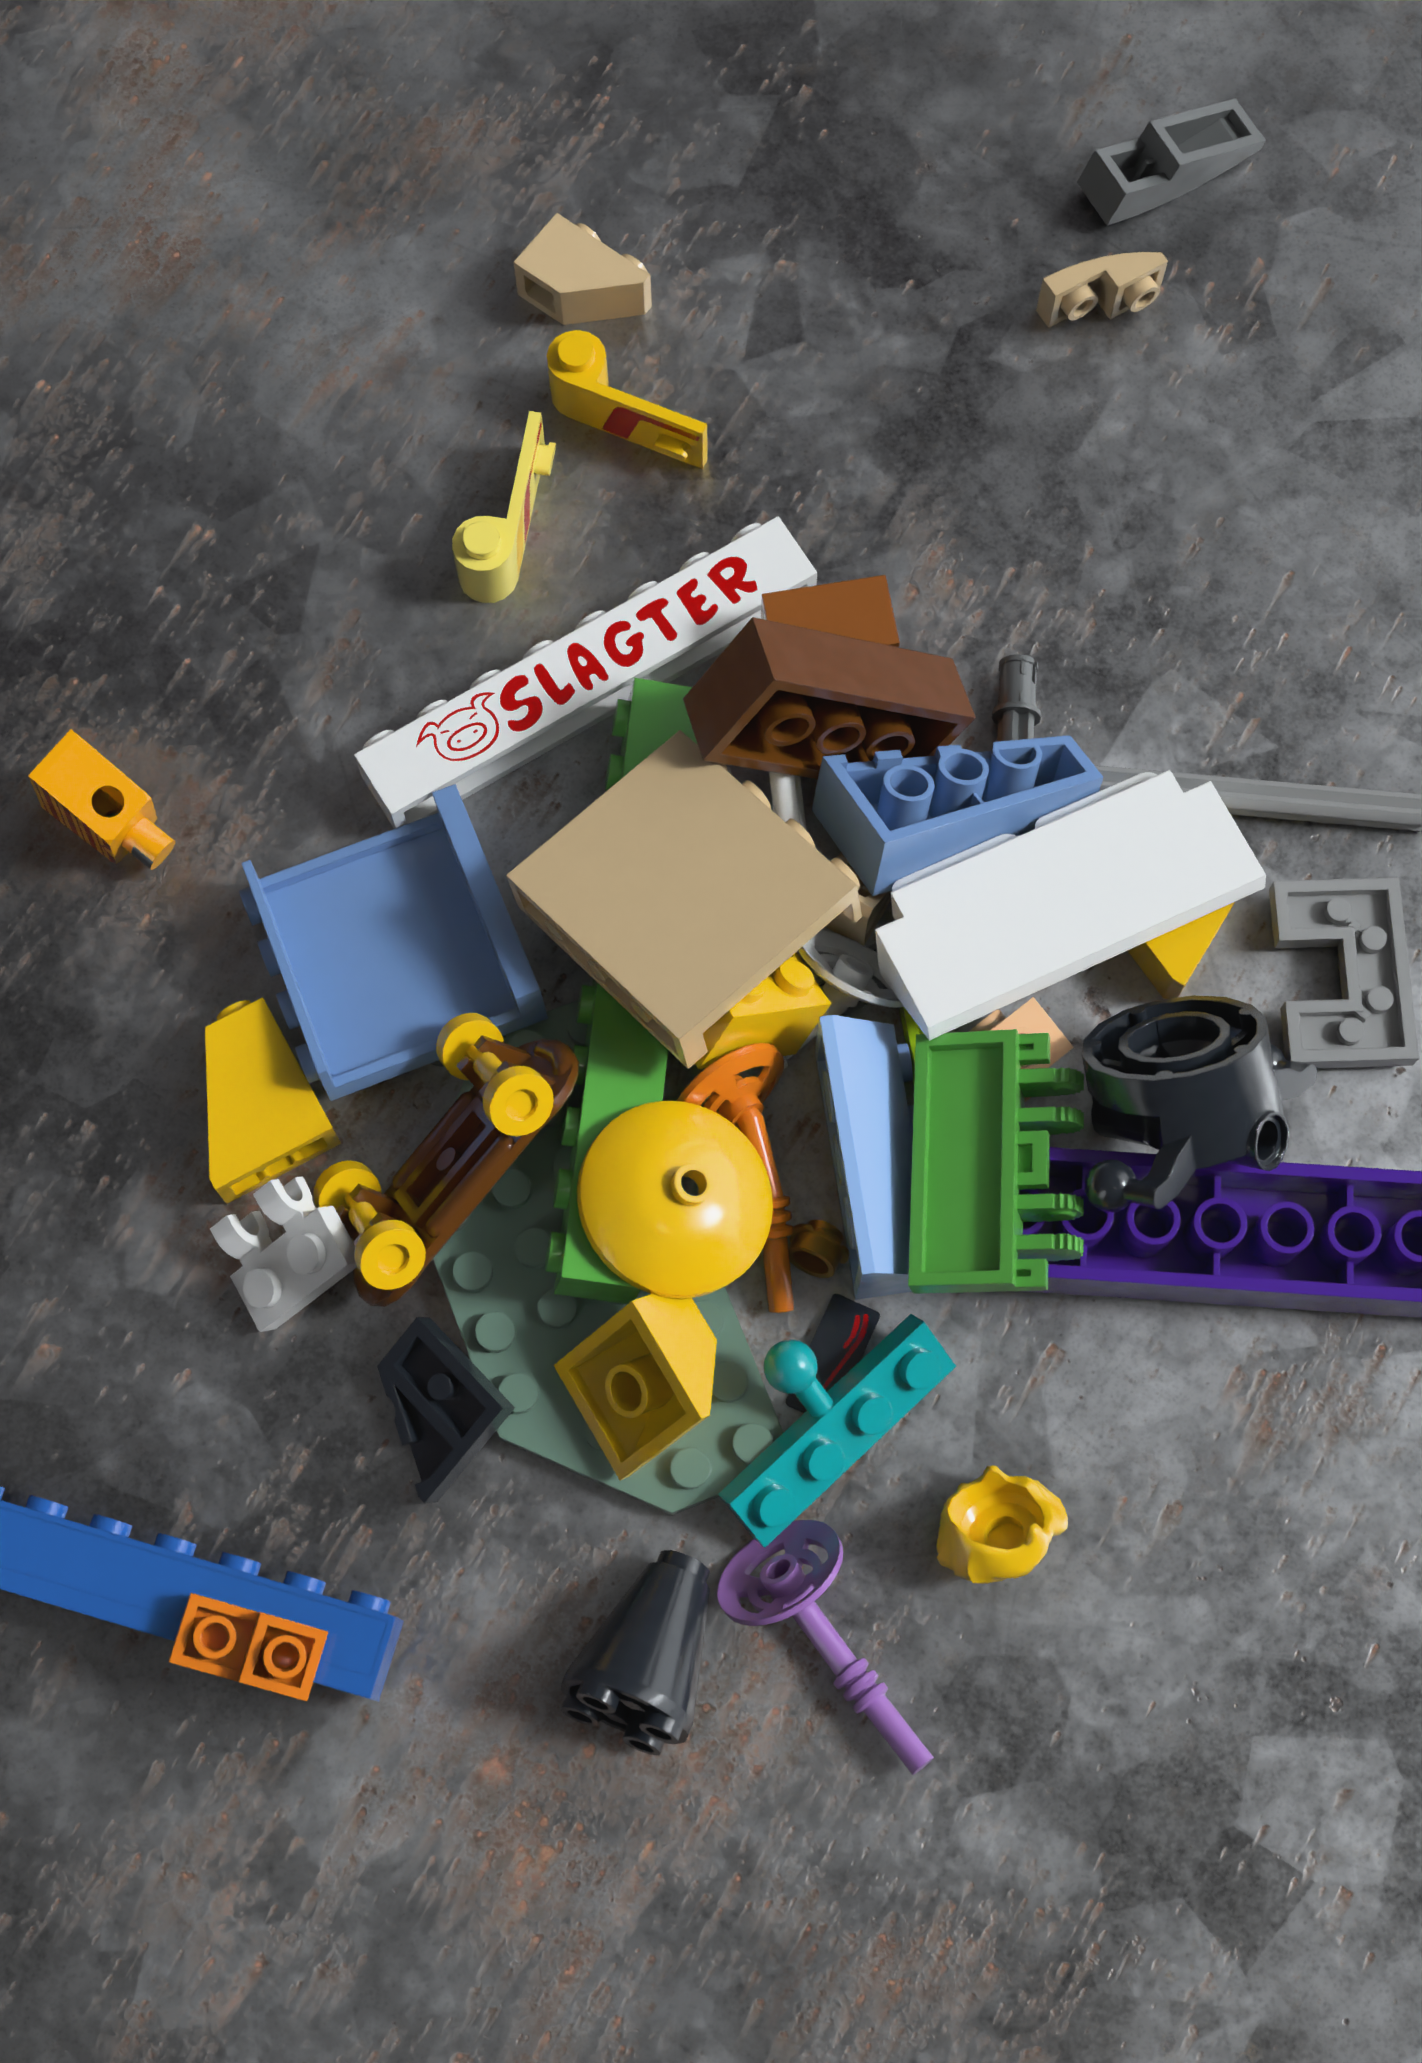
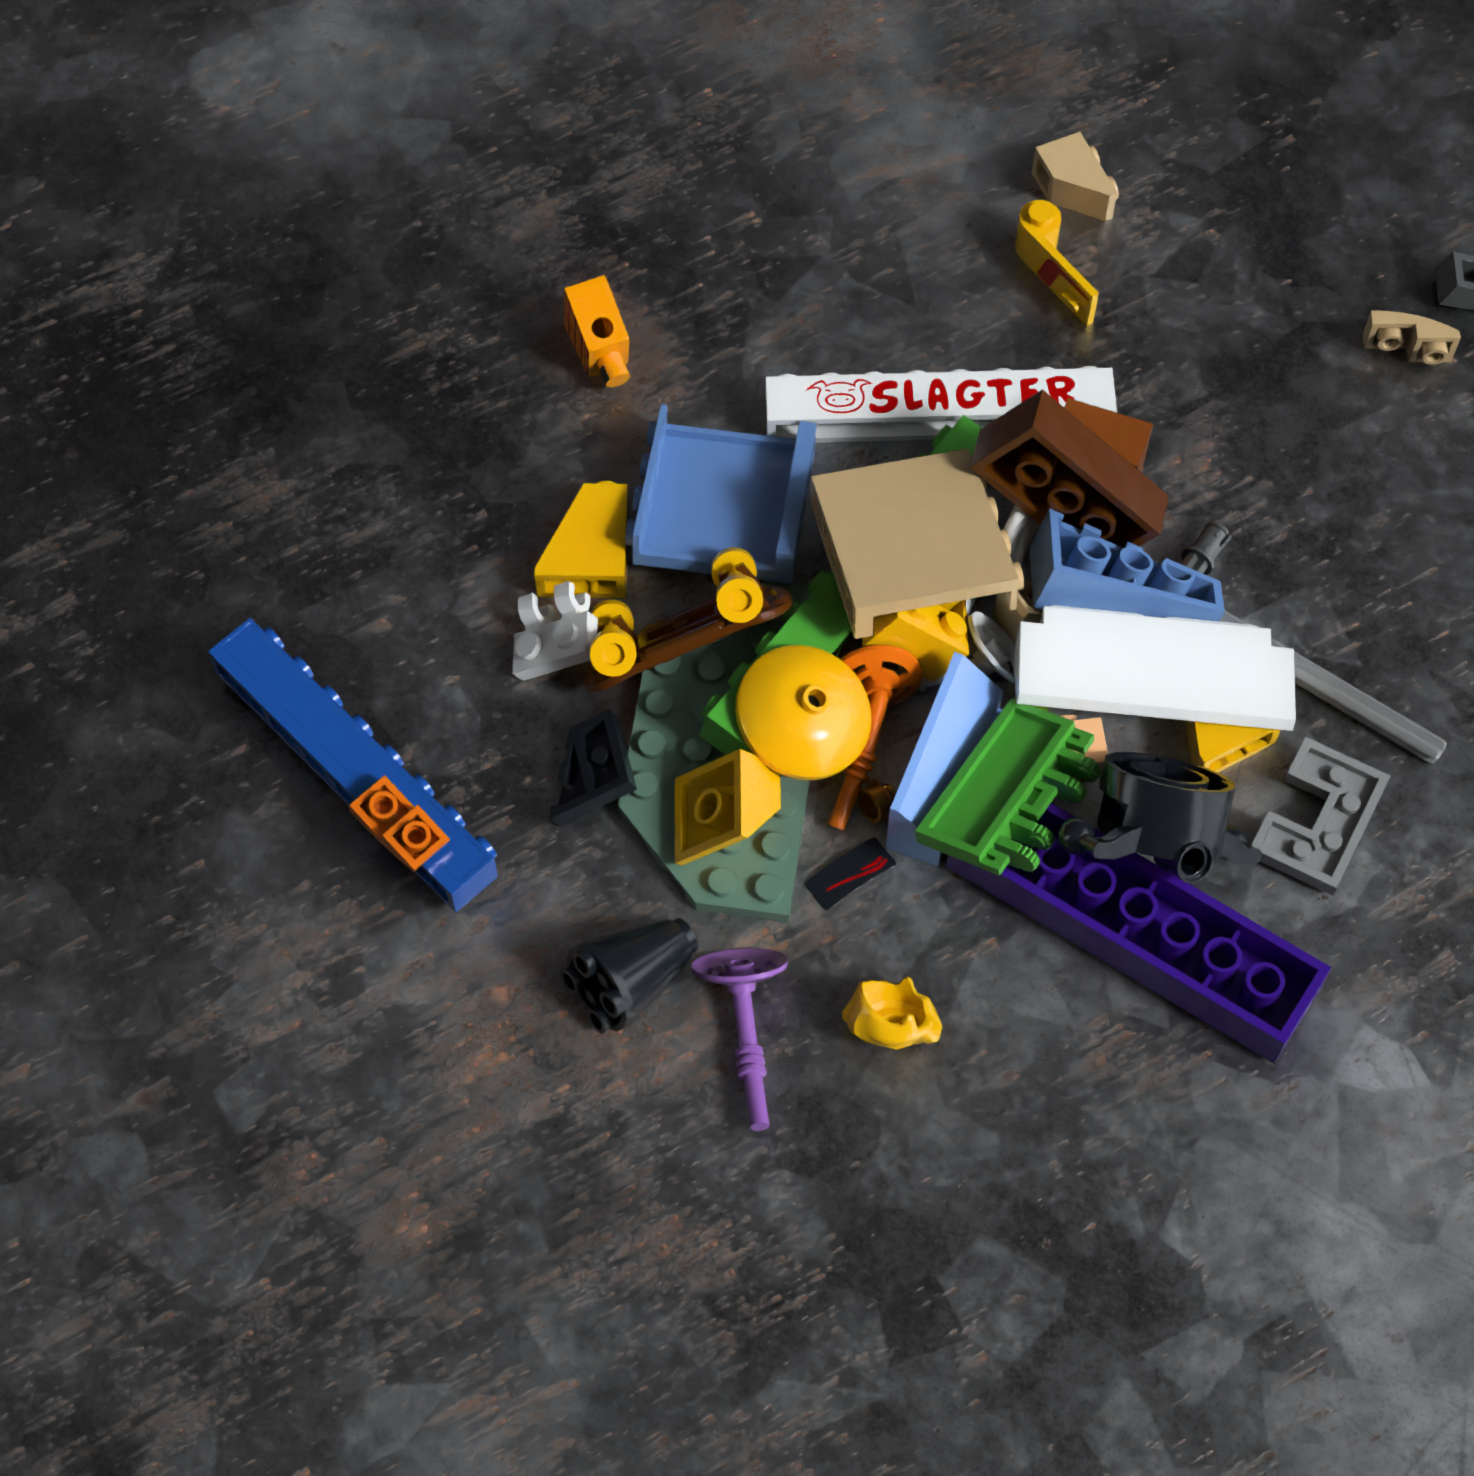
camera: 30 degrees right, 10 degrees down
(491, 548) = (924, 306): light yellow door -> none
(837, 1422) = (826, 905): teal plate -> none

